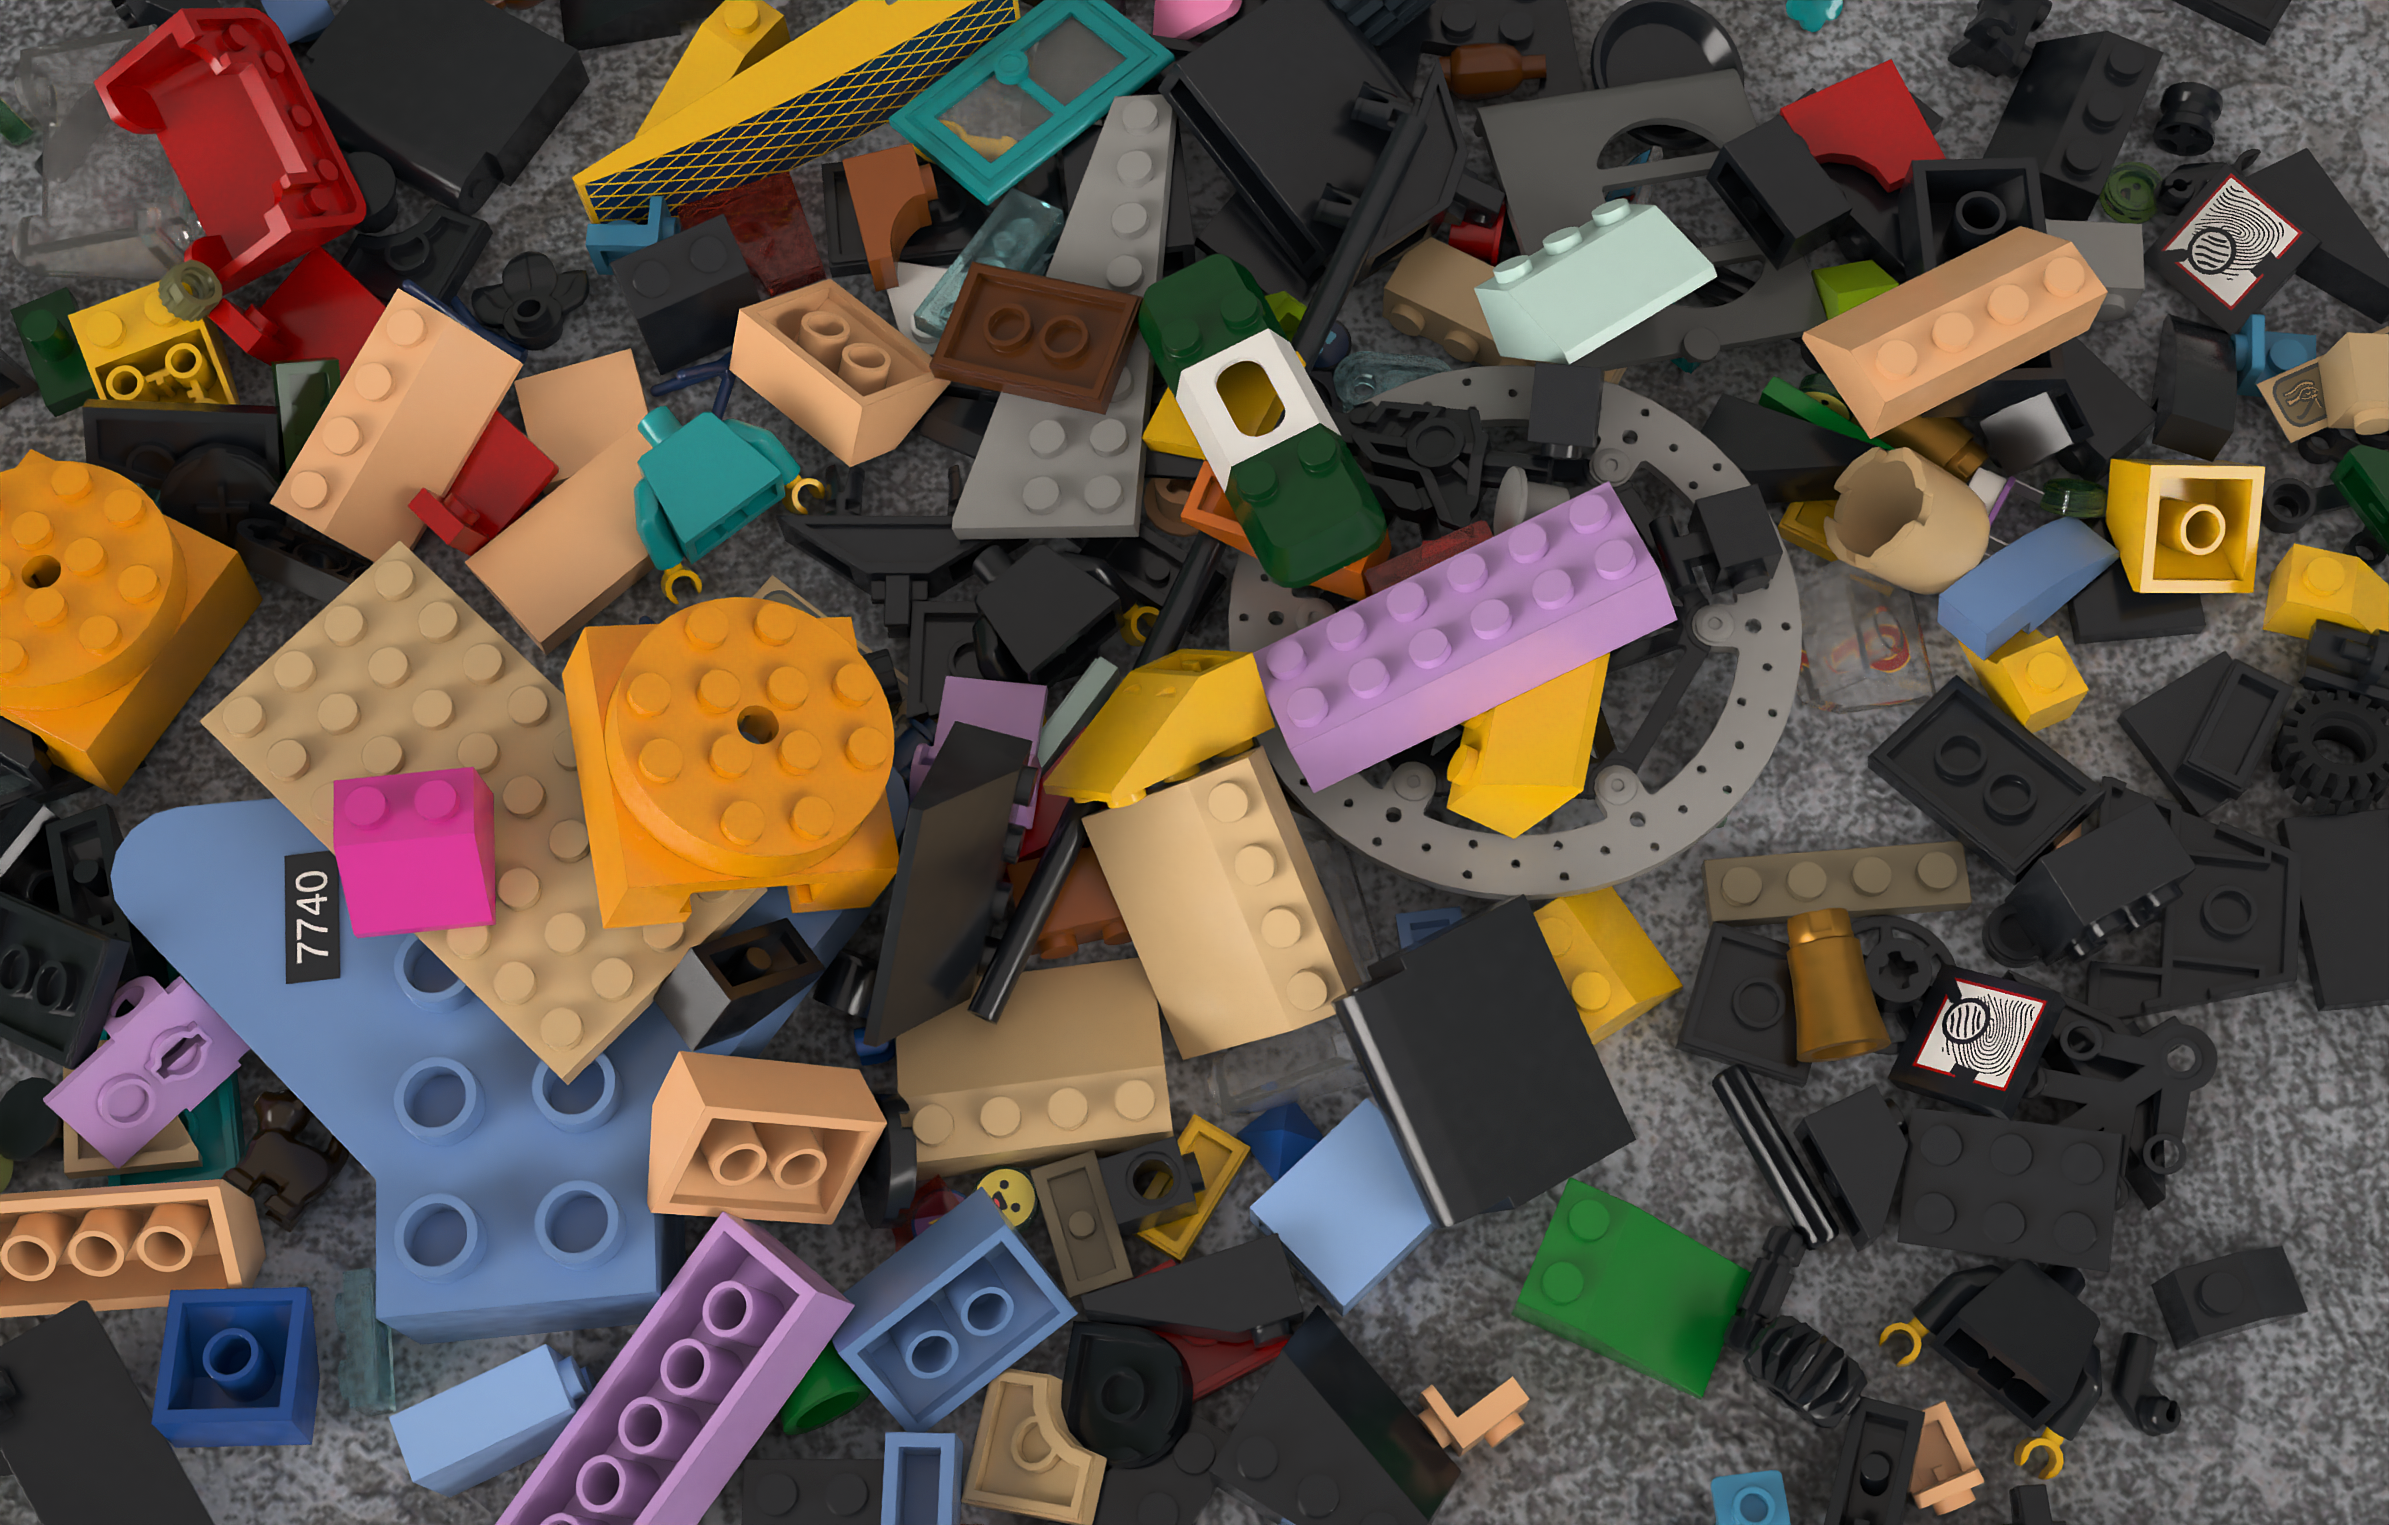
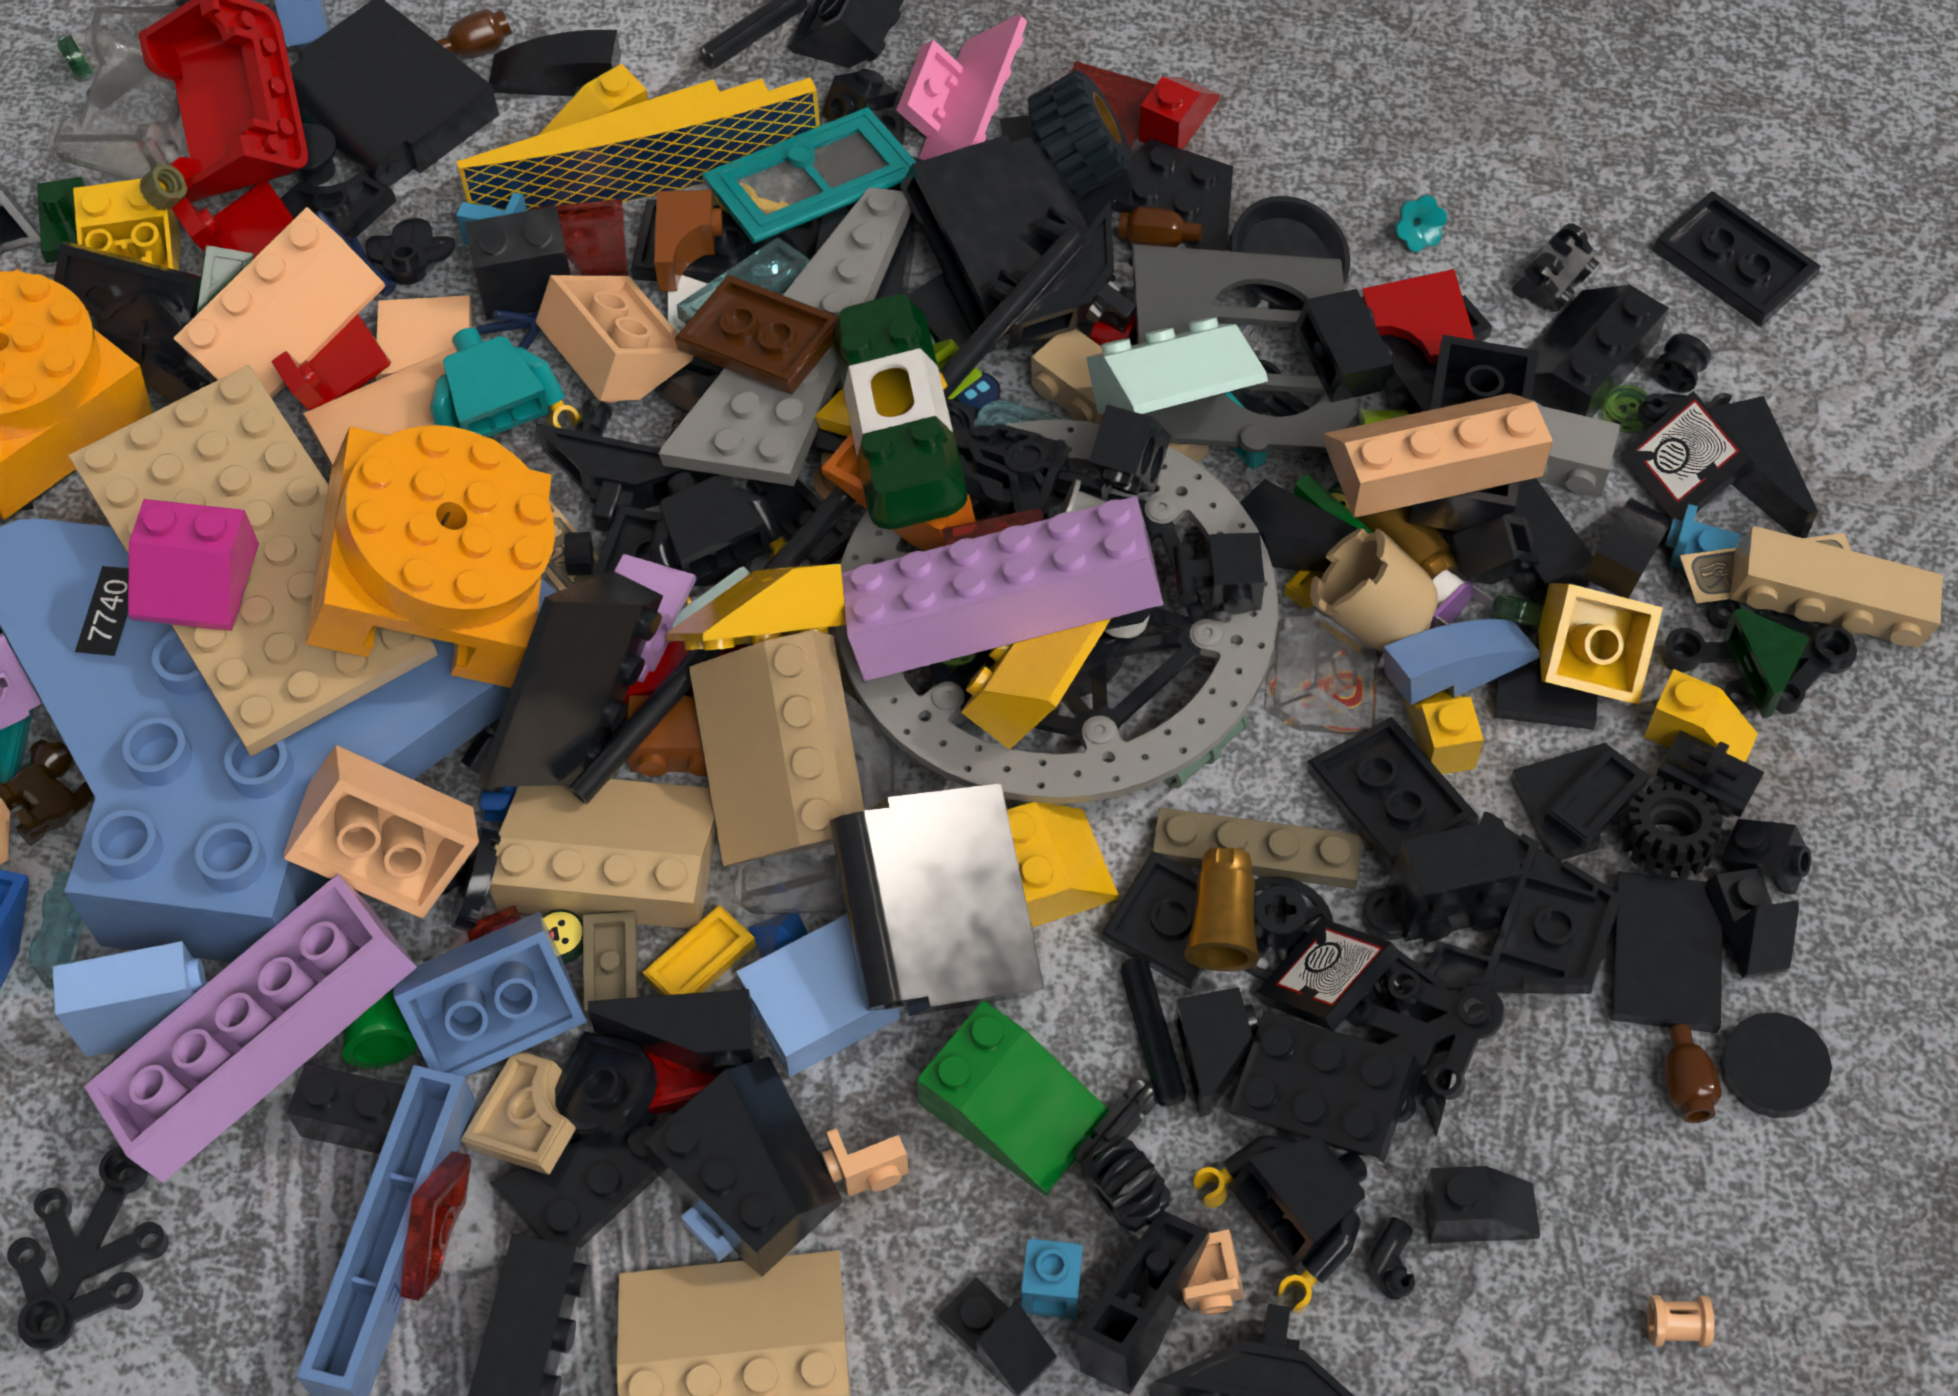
camera: 10 degrees right, 10 degrees down
(736, 982) = (394, 712): black slope -> none
(1125, 1169) = (654, 925): black brick -> none

